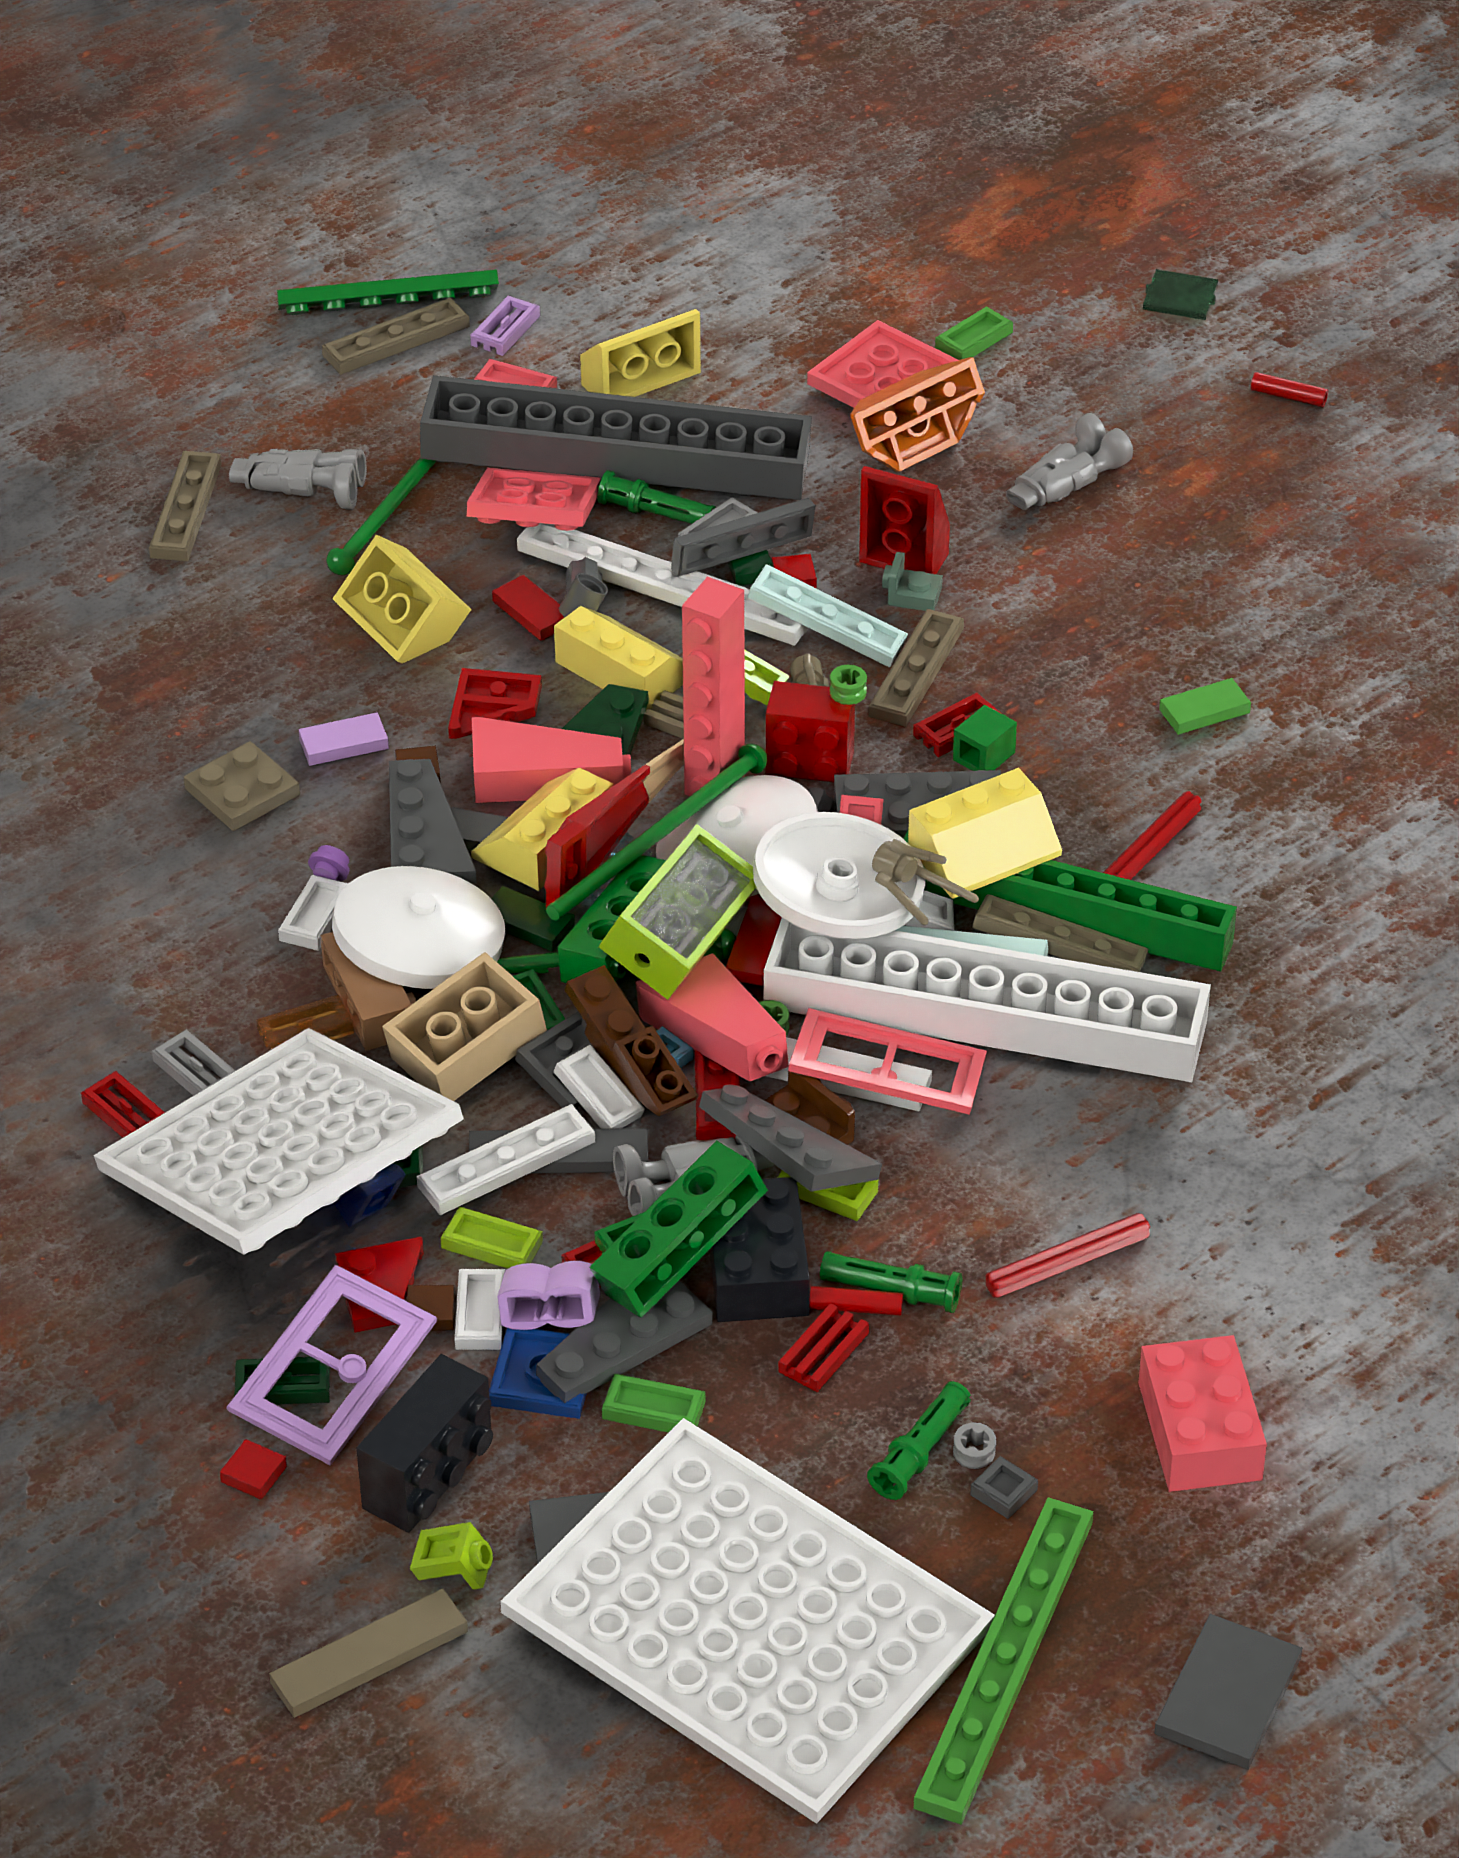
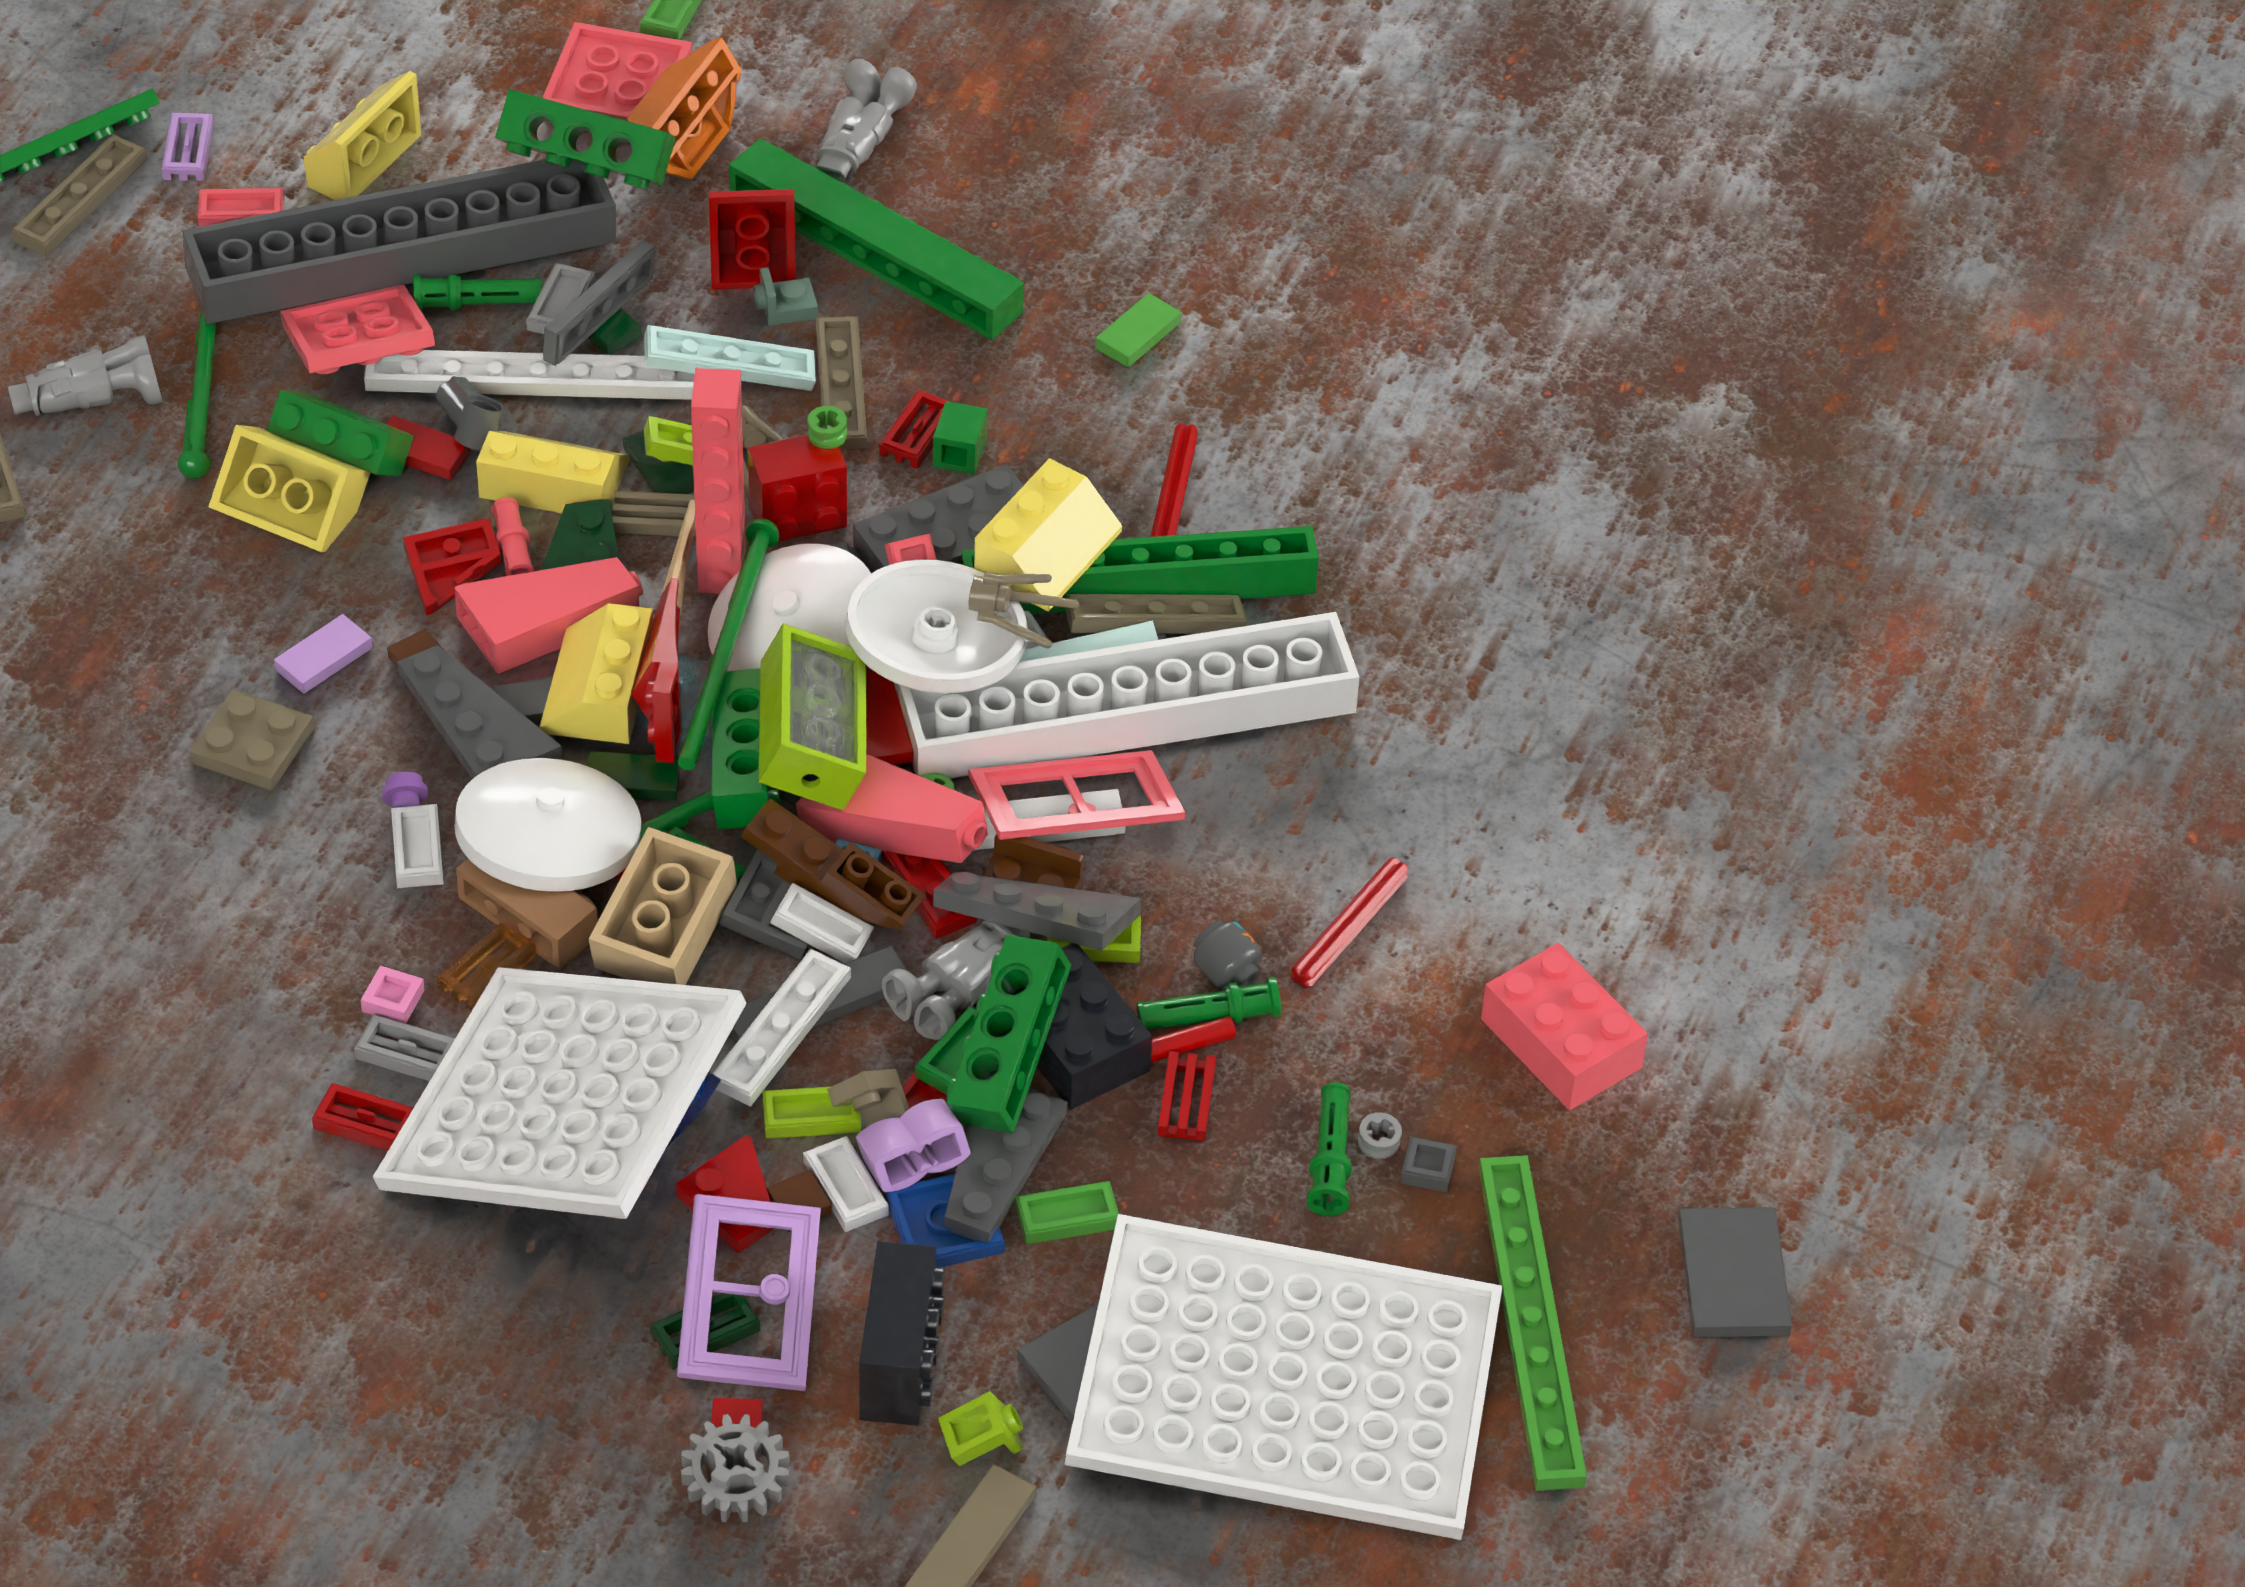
camera: 30 degrees left, 5 degrees up
(204, 1518) = (745, 1481): none -> light grey gear
(210, 1019) = (392, 994): none -> bright pink plate
(465, 572) = (340, 433): none -> green brick
(541, 1235) = (873, 1092): none -> dark tan bracket
(555, 698) = (512, 536): none -> coral pin
(797, 566) = (660, 314): red tile -> none
(849, 424) = (526, 112): none -> green brick
(934, 1239) = (1227, 954): none -> dark grey head
(1023, 565) = (884, 241): none -> green brick

